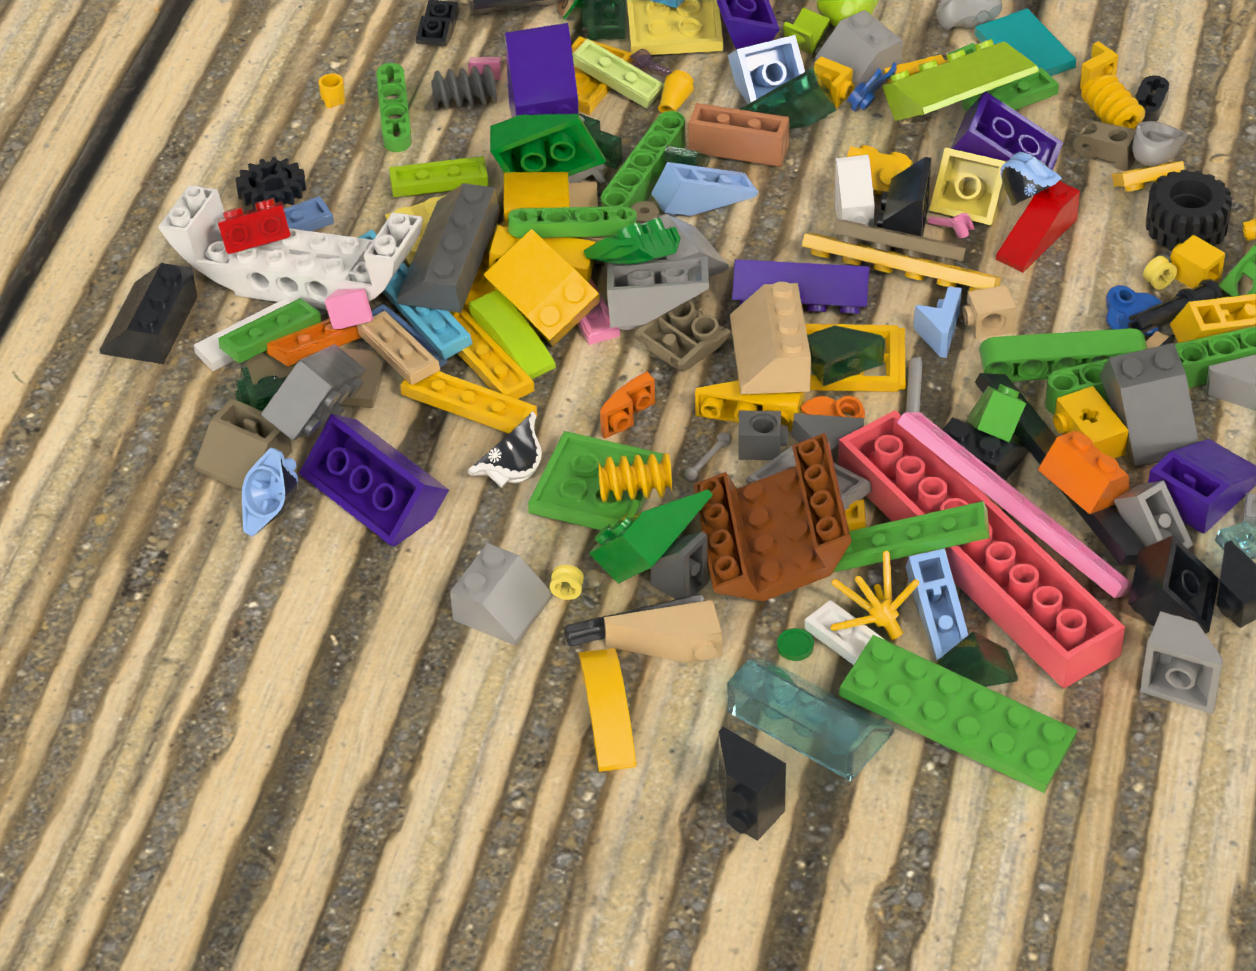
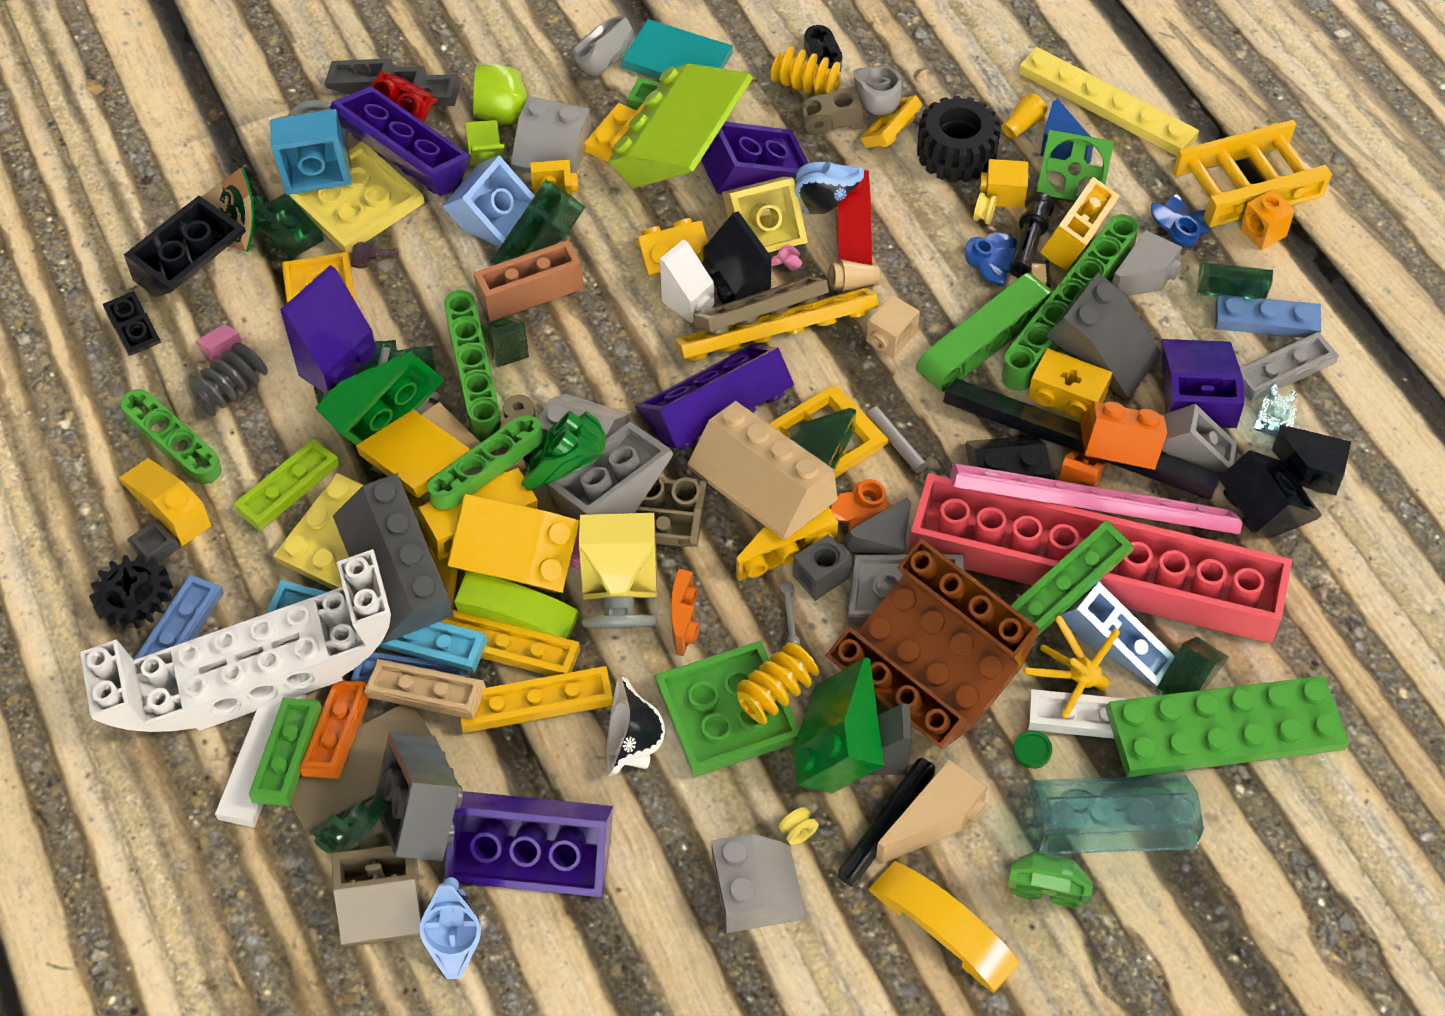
camera: 40 degrees left, 10 degrees up
(152, 315) = (139, 810): black slope -> none
(253, 227) = (183, 653): red bracket -> none
(318, 166) = (154, 542): none -> dark grey tile
(332, 90) = (95, 453): yellow hose -> none
(348, 308) = (349, 680): bright pink slope -> none
(349, 146) = (167, 500): none -> yellow slope
(606, 341) = (618, 566): none -> light yellow piece
(617, 73) = (366, 280): yellowish green tile -> none
(676, 90) = (425, 268): yellow cone -> none
(698, 189) = (541, 354): light blue slope -> none
(701, 712) = (1052, 876): none -> bright green slope
(750, 785) = (1147, 921): black slope -> none
(864, 93) = (594, 176): blue plate -> none
(938, 324) = (863, 363): light blue slope -> none
(997, 412) = (1009, 424): bright green slope -> none
(998, 262) = (852, 275): none -> tan cone
(1034, 485) = (1082, 469): none -> orange slope
(1102, 63) = (760, 40): yellow bracket -> none
(1181, 664) = (1353, 561): light grey slope -> none

